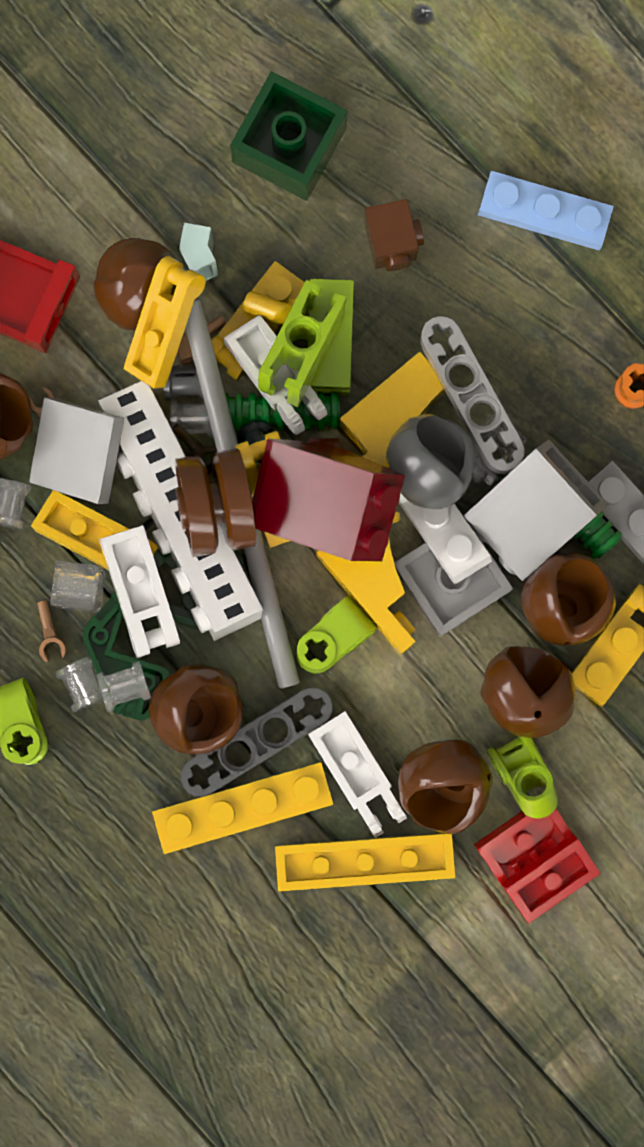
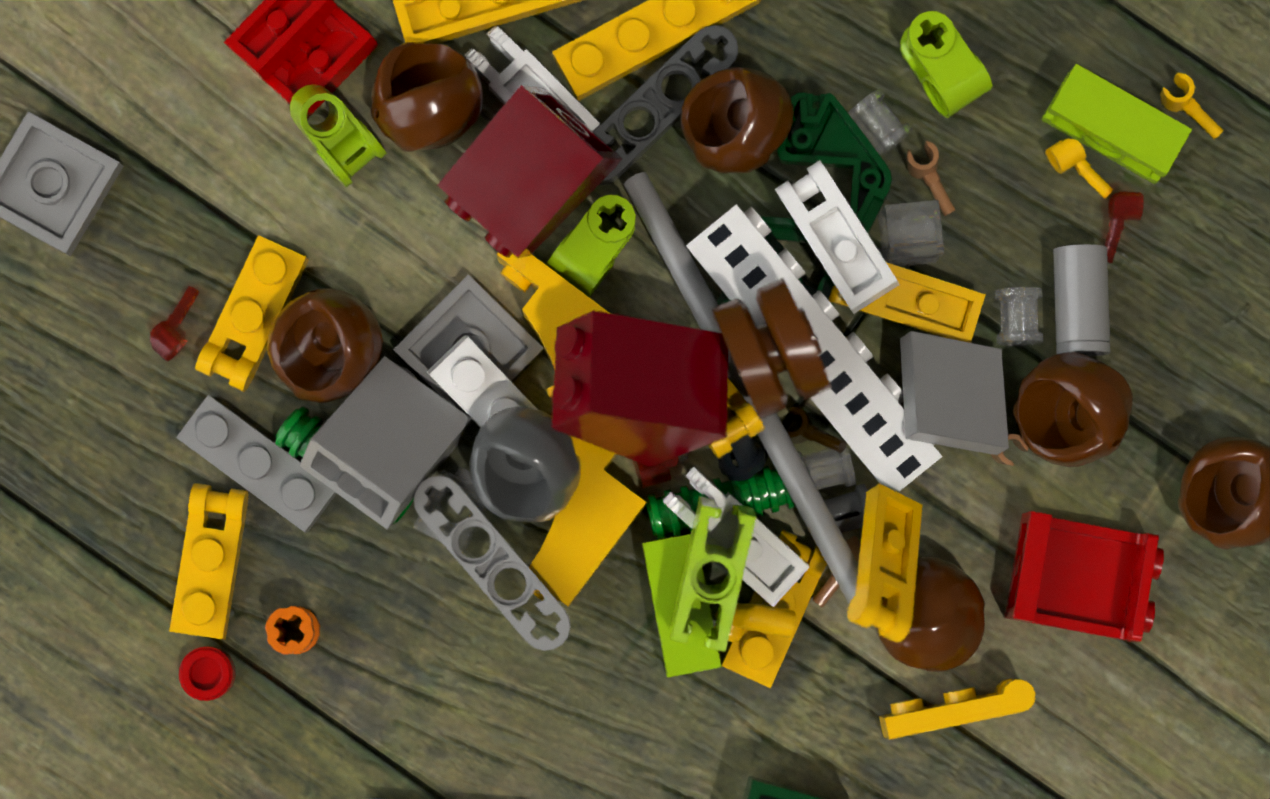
camera: 165 degrees right, 0 degrees up
(123, 686) = (828, 121): clear bush -> none
(134, 210) = (959, 708): none -> yellow plate
(197, 249) = (868, 672): light aqua piece -> none
(375, 698) = (527, 172): none -> dark red slope
(393, 235) = (631, 751): reddish brown brick -> none
(528, 691) = (350, 226): reddish brown piece -> none

